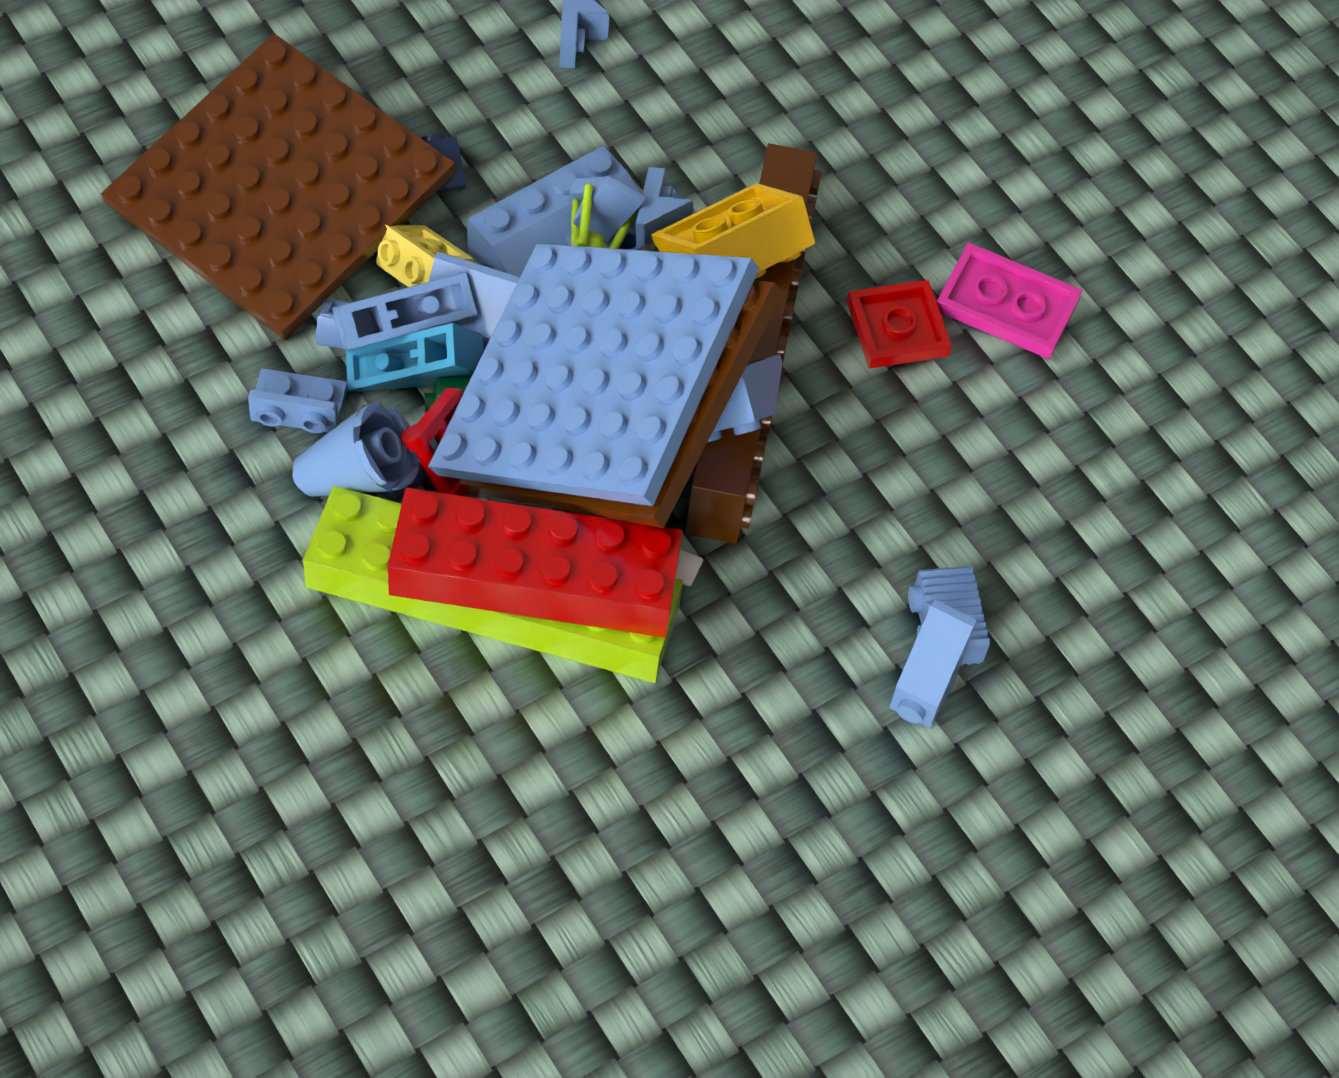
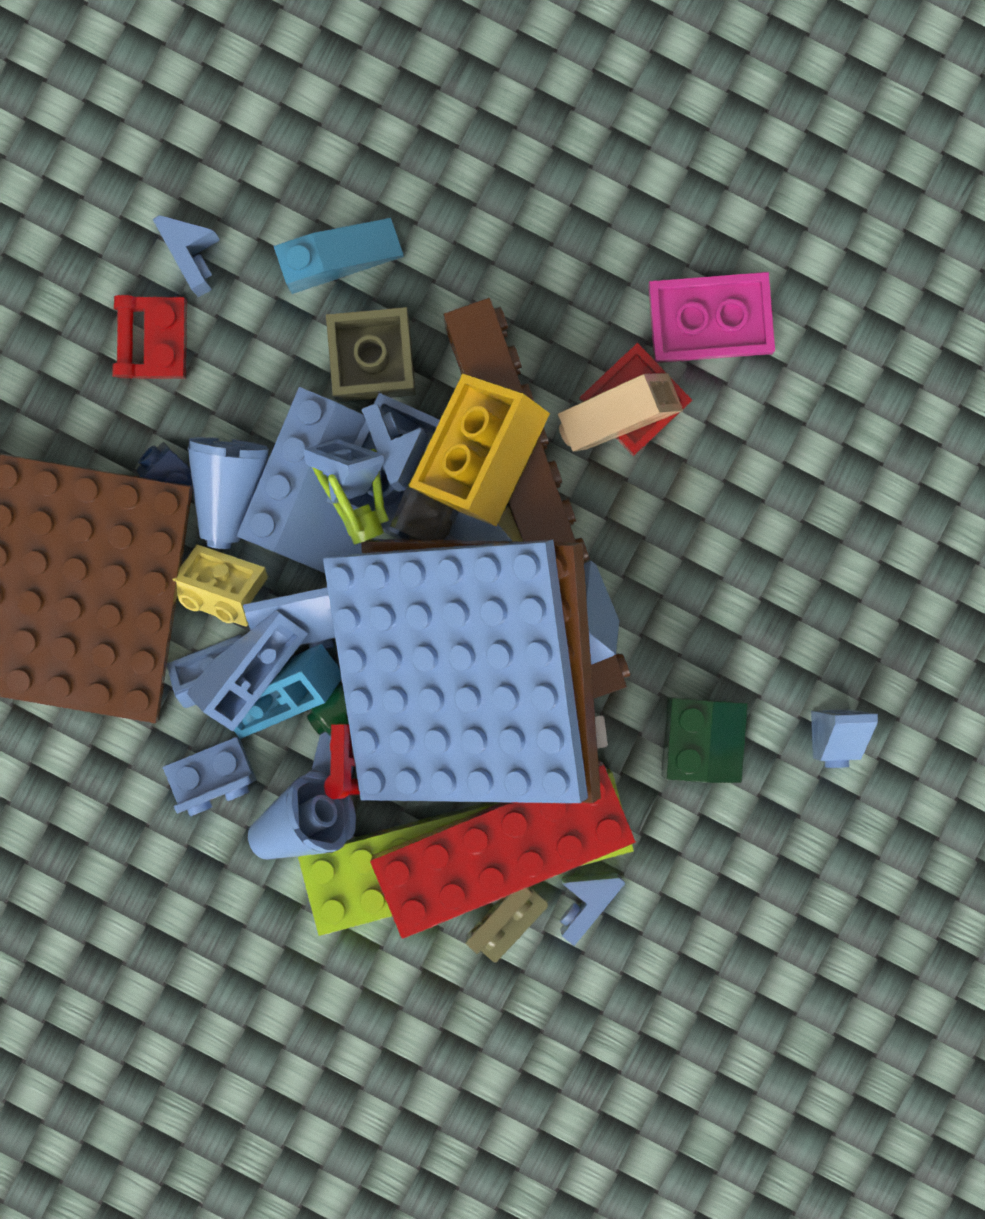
camera: 25 degrees left, 30 degrees up
(482, 178) = (224, 485): none -> medium blue cone
(489, 661) = (505, 923): none -> olive bracket
(506, 77) = (163, 337): none -> red plate
(592, 694) = (596, 894): none -> medium blue slope
(691, 151) = (370, 354): none -> olive brick
(695, 87) = (337, 253): none -> dark azure slope
(789, 620) = (704, 740): none -> dark green slope
(880, 304) = (619, 411): none -> tan slope
(958, 590) = (822, 660): medium blue brick -> none

